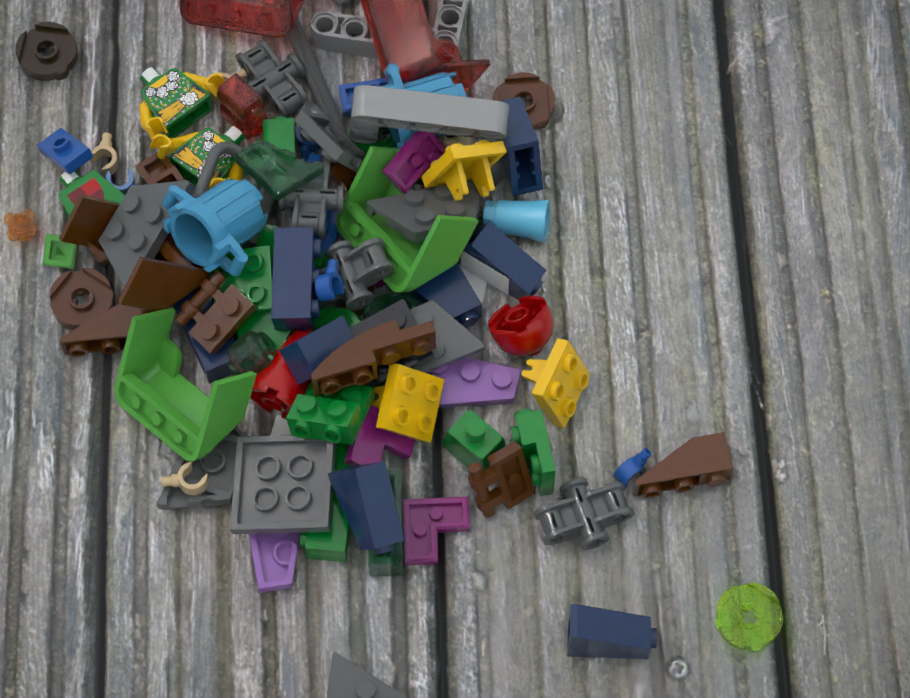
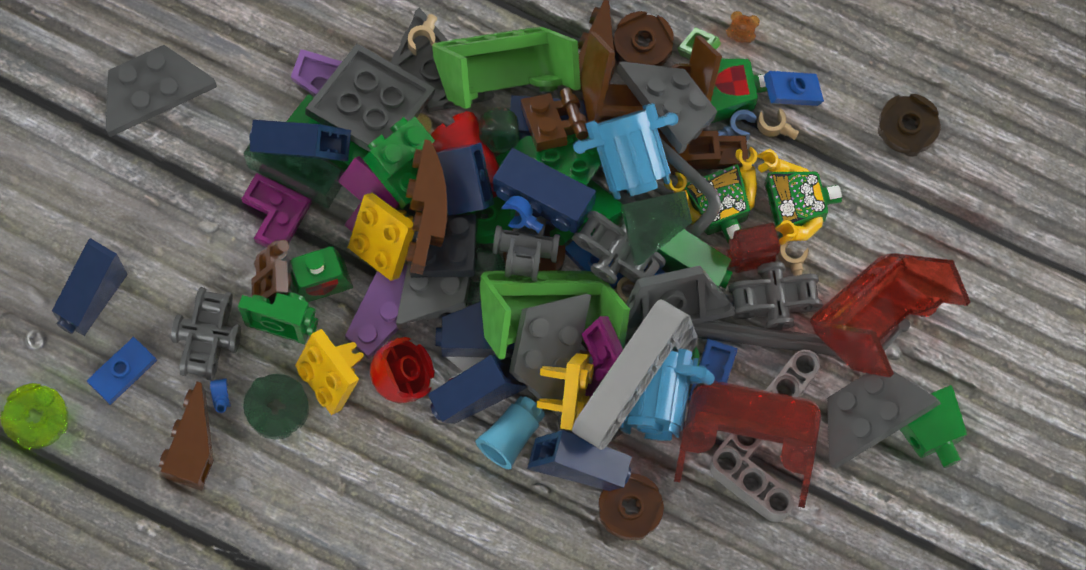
camera: 115 degrees right, 5 degrees up
(615, 404) = (287, 420): none -> clear green plate
(660, 570) = (121, 370): none -> blue plate

